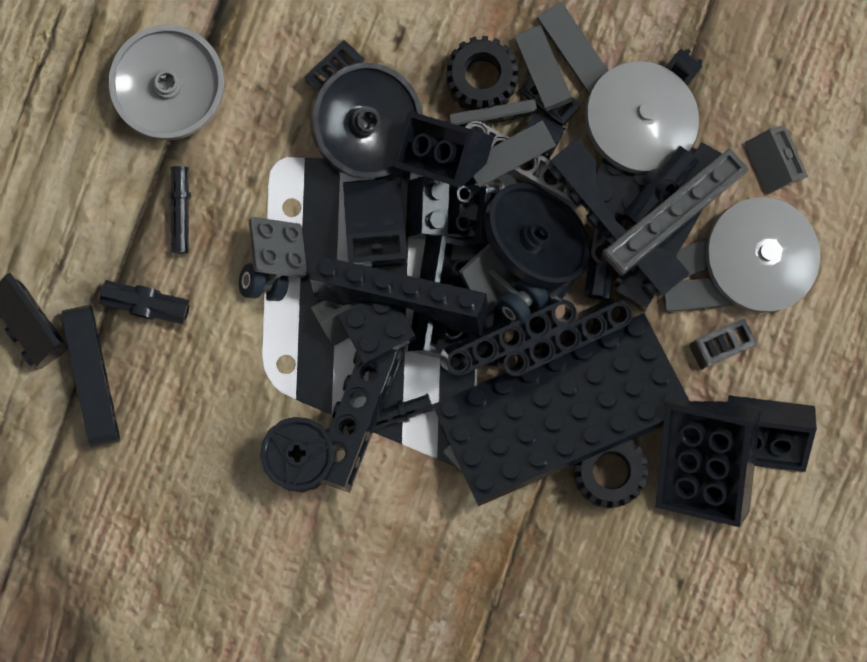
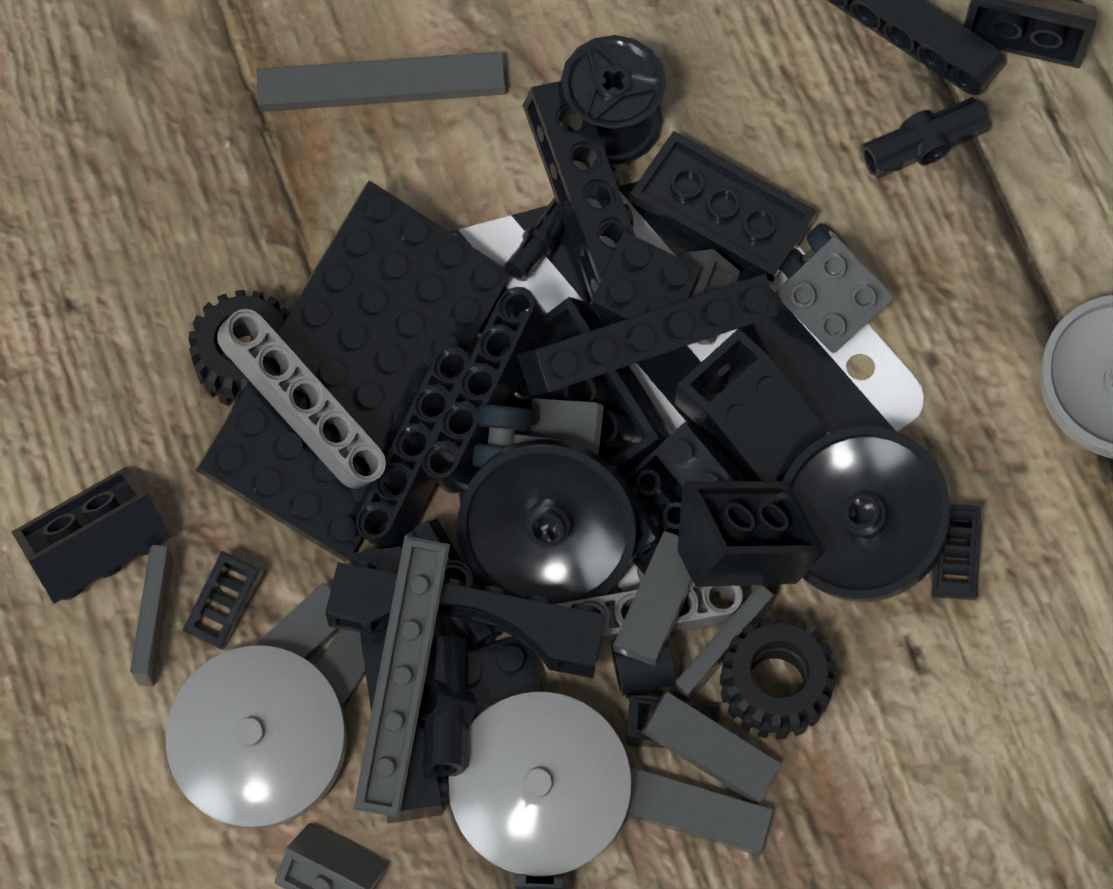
camera: 140 degrees right, 15 degrees down
(179, 209) = (985, 266): black pin -> none
(288, 351) = (722, 206): none -> black plate
(408, 582) = (380, 81): none -> dark grey tile
(613, 412) = (279, 393): none -> light grey beam
(708, 459) = (133, 434): black slope -> none
(768, 361) = (151, 615): none -> dark grey tile

